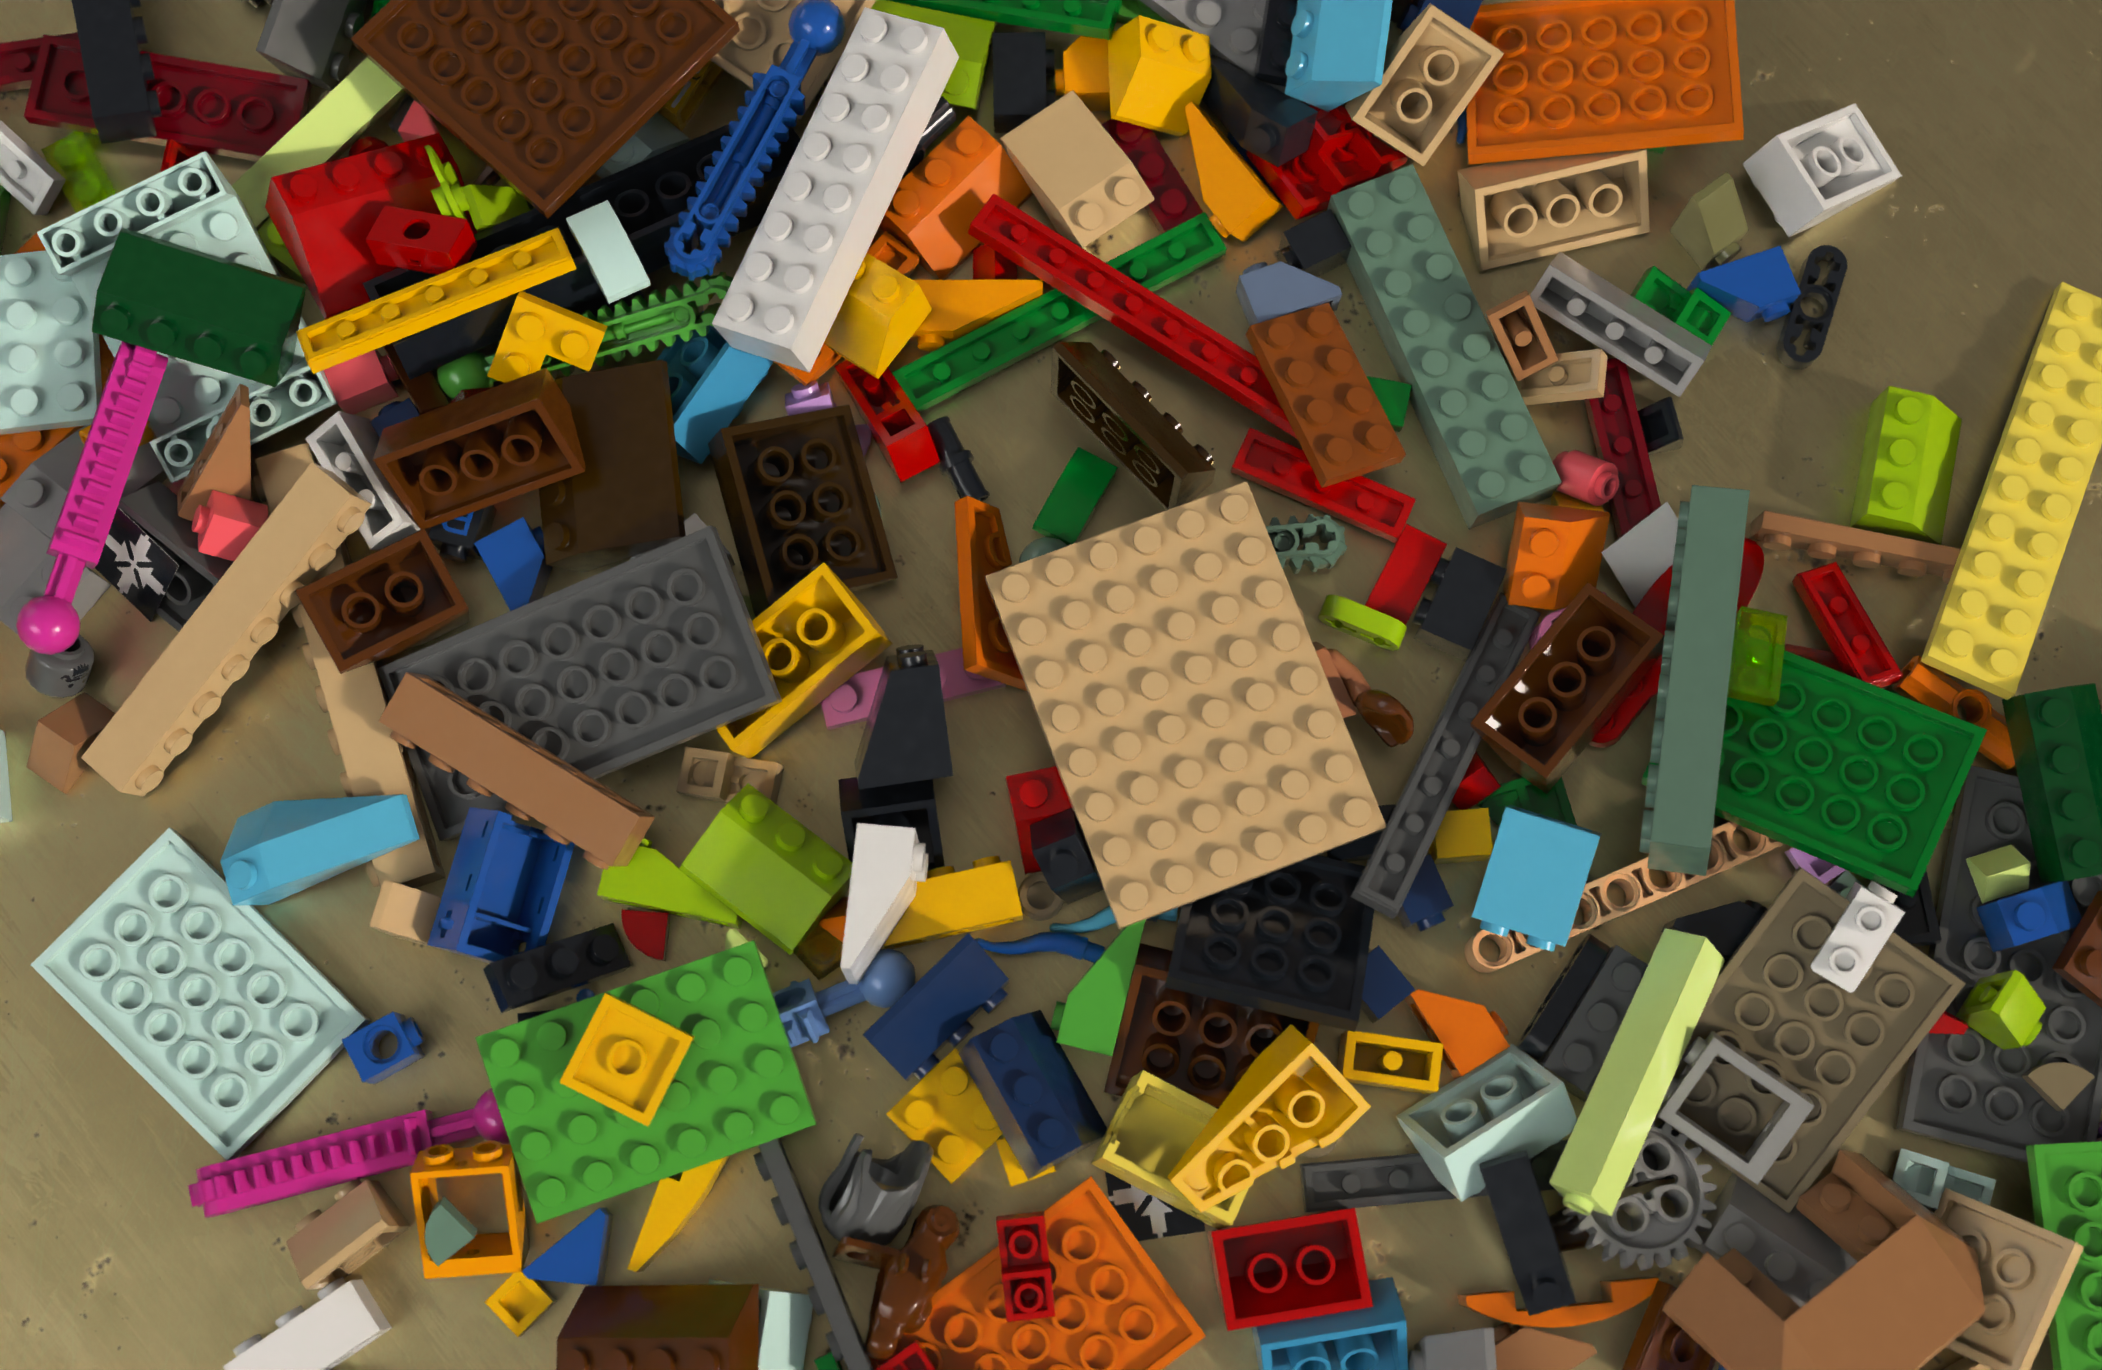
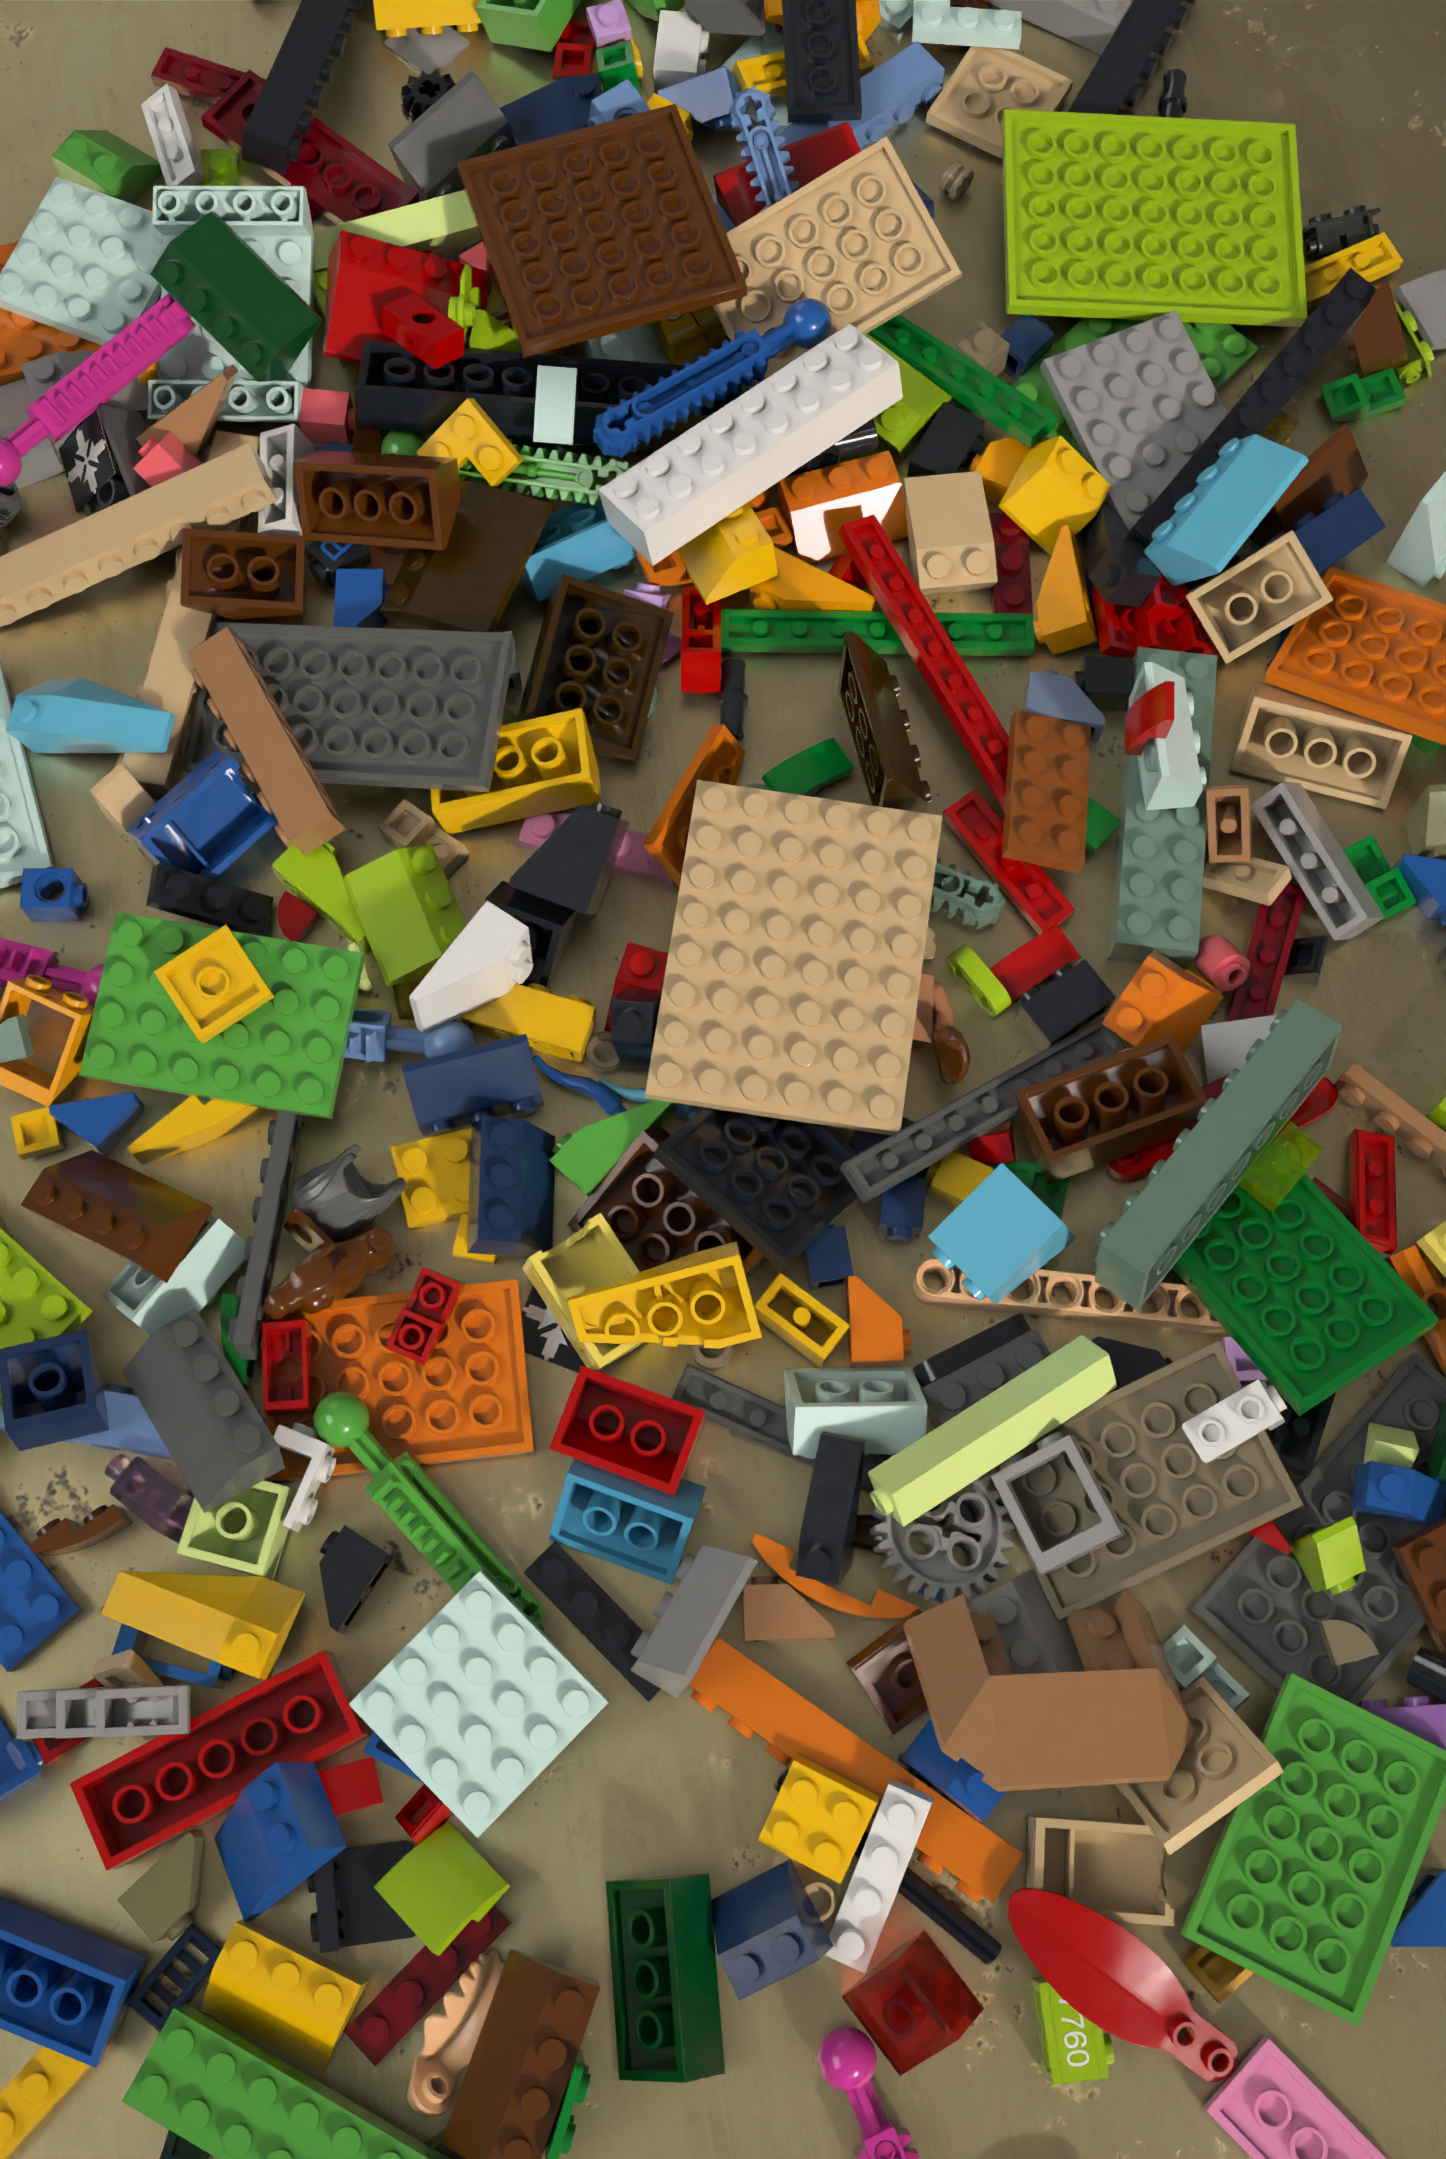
camera: 30 degrees right, 5 degrees down
(435, 300) = (407, 373): yellow tile -> none
(1404, 279) = (1149, 717): none -> red slope
(1419, 285) = (1170, 765): none -> light aqua slope

